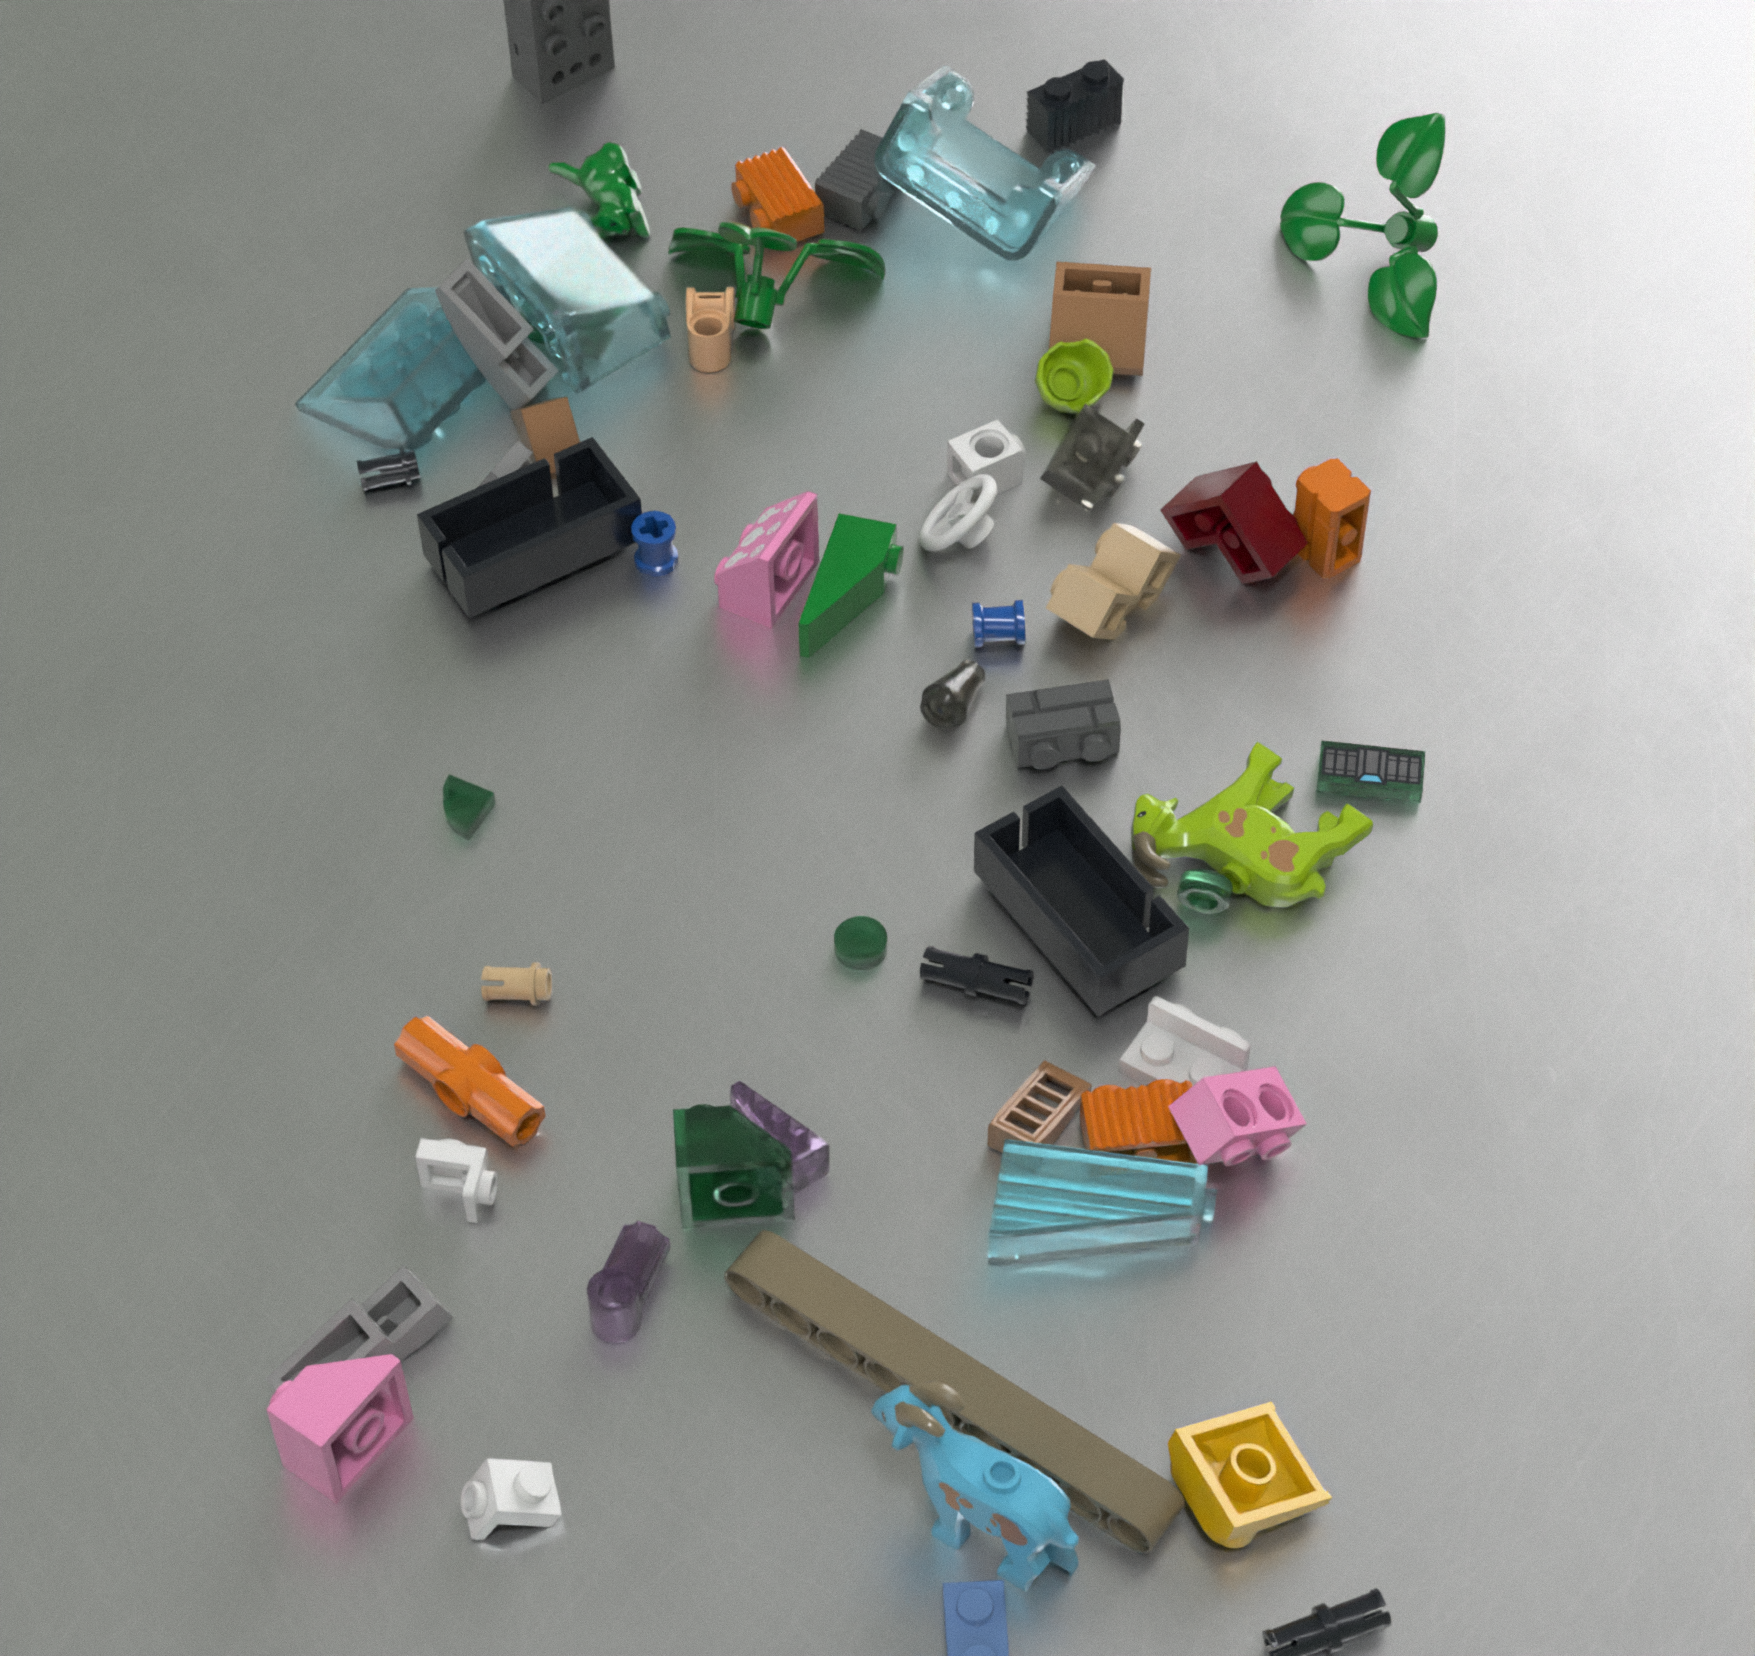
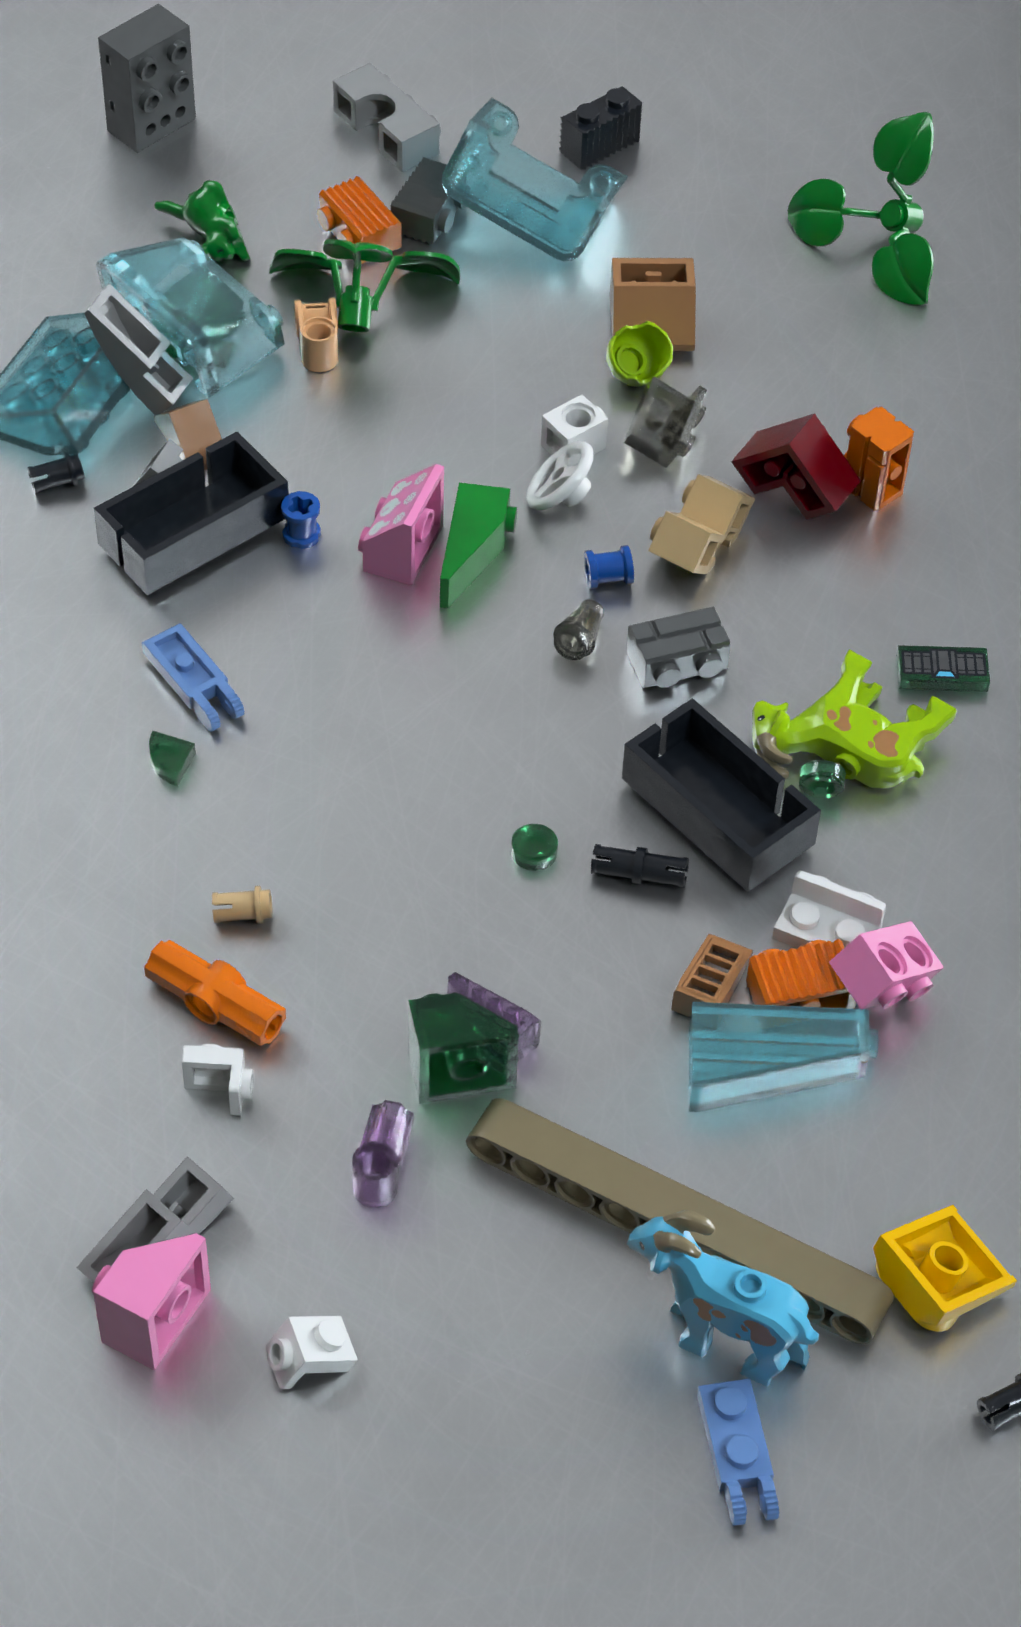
camera: 10 degrees left, 0 degrees up
(503, 712) = (192, 674): none -> medium blue hinge
(846, 91) = (404, 127): none -> light grey arch

